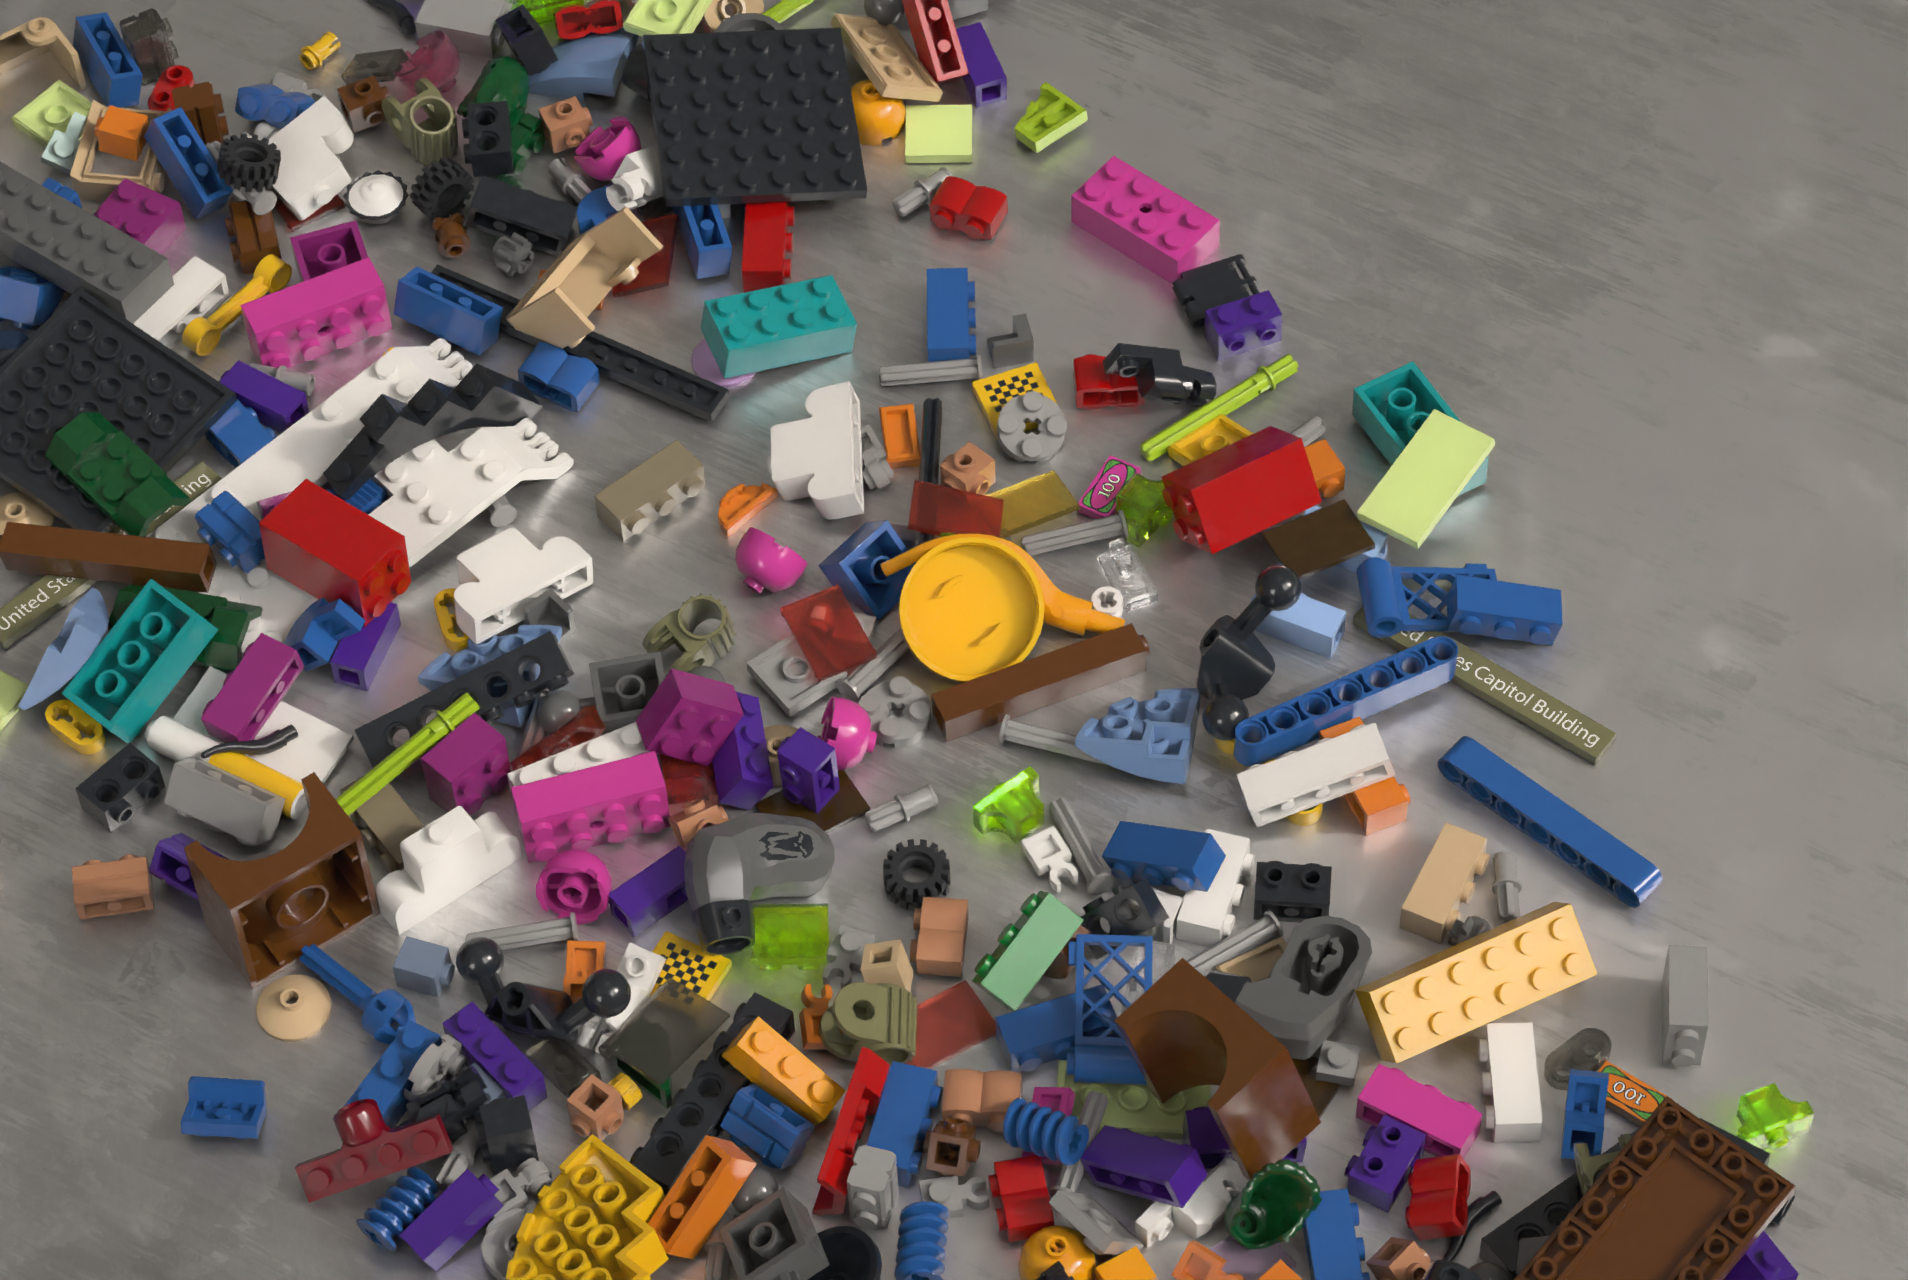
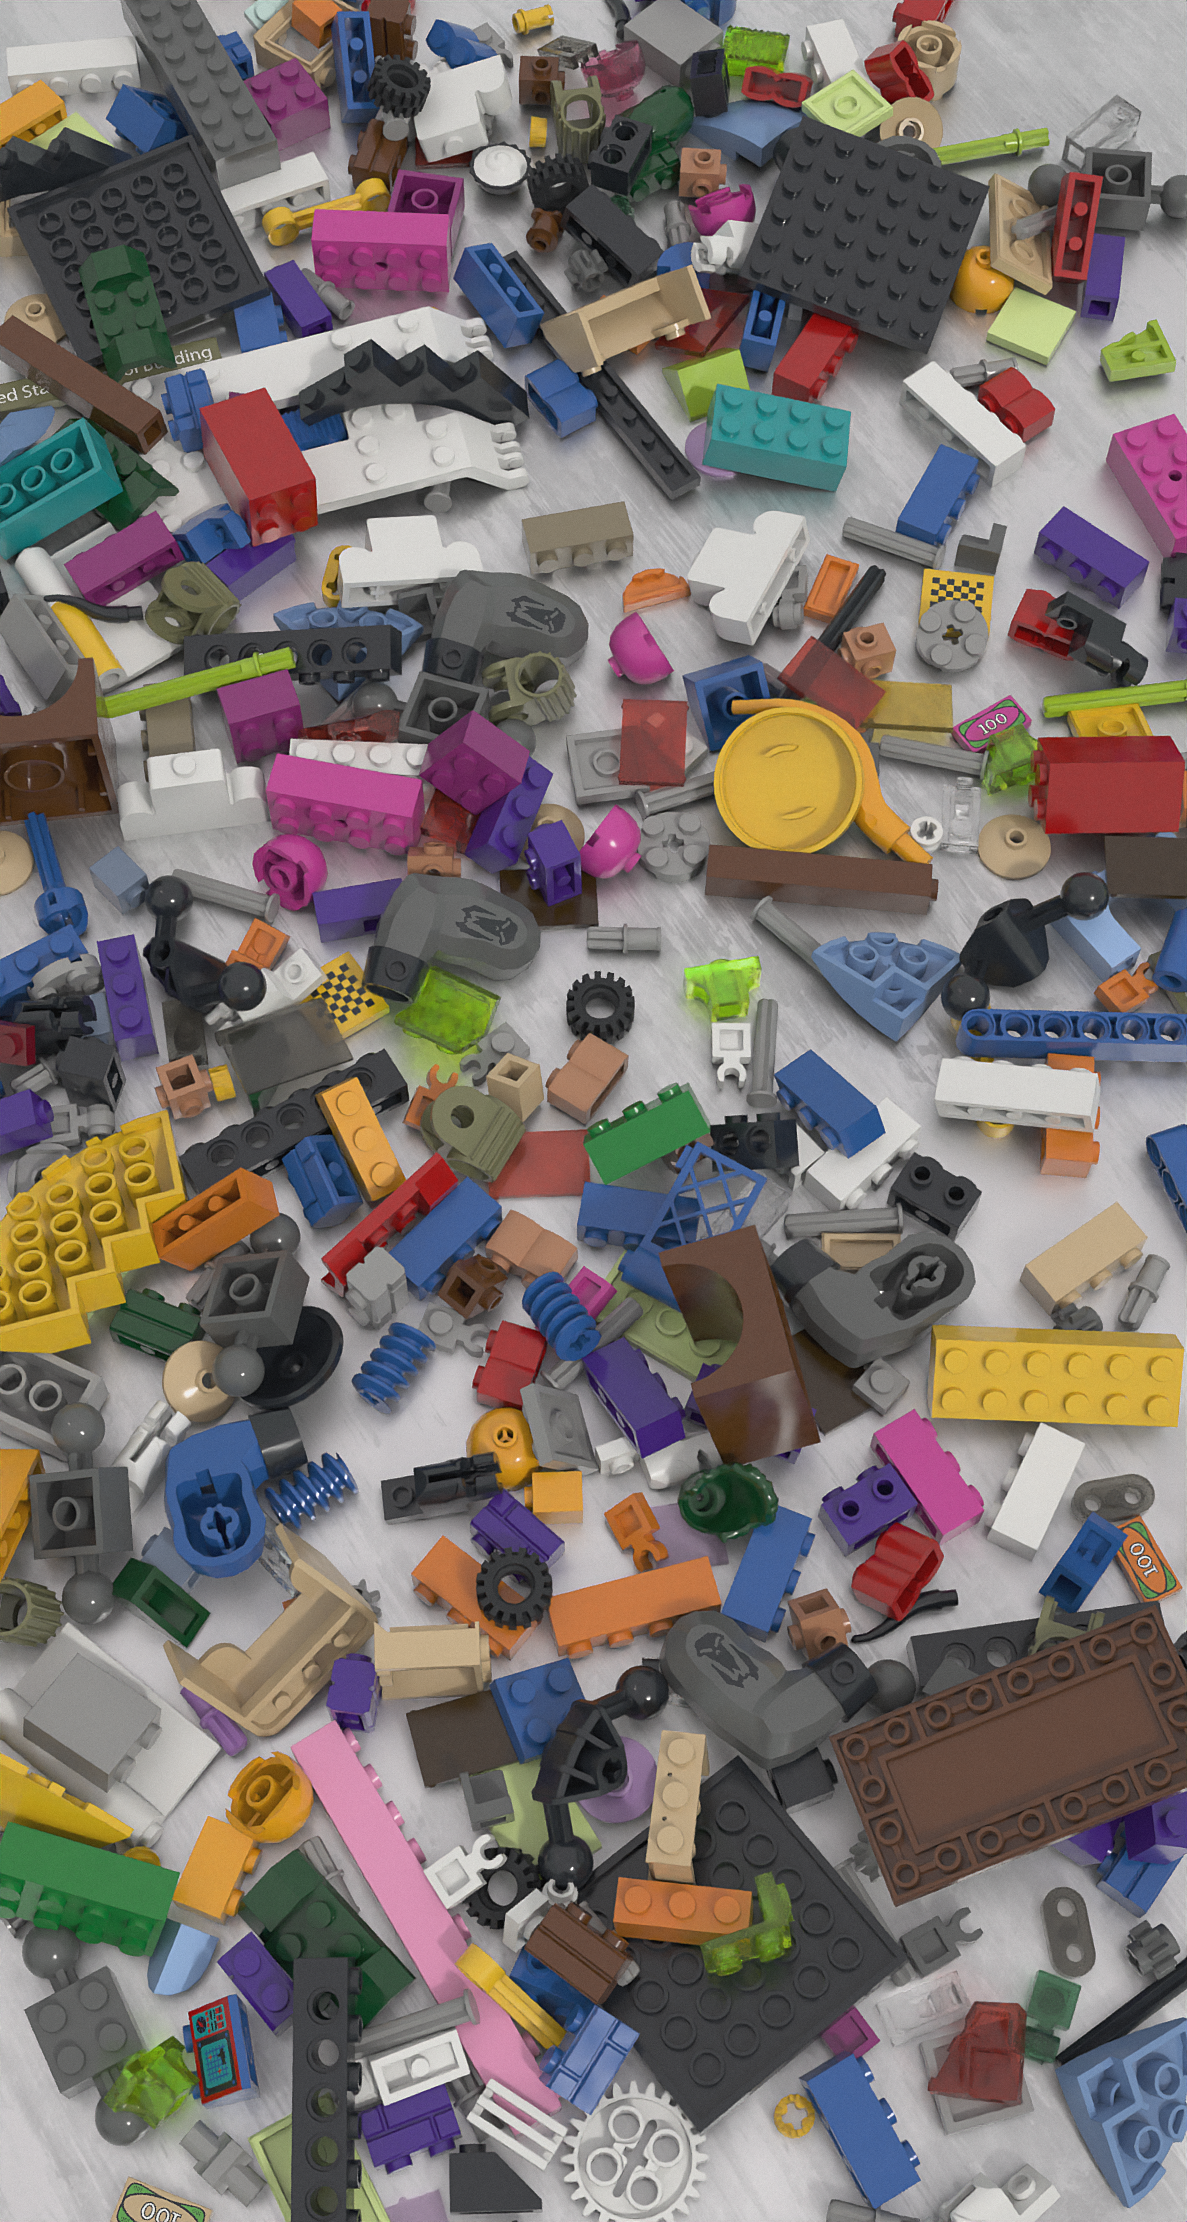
camera: 25 degrees right, 10 degrees up
(342, 699) = (200, 609): none -> olive piece
(389, 151) = (538, 132): none -> yellow axle
(631, 587) = (501, 616): none -> dark grey piece
(679, 306) = (696, 379): none -> lime slope
(897, 42) = (1035, 223): none -> light grey axle
(930, 242) = (962, 422): none -> white brick
(1110, 309) = (1091, 557): none -> dark purple brick
(1189, 591) = (1013, 859): none -> tan dish
(1351, 652) = (1125, 991): none -> orange plate

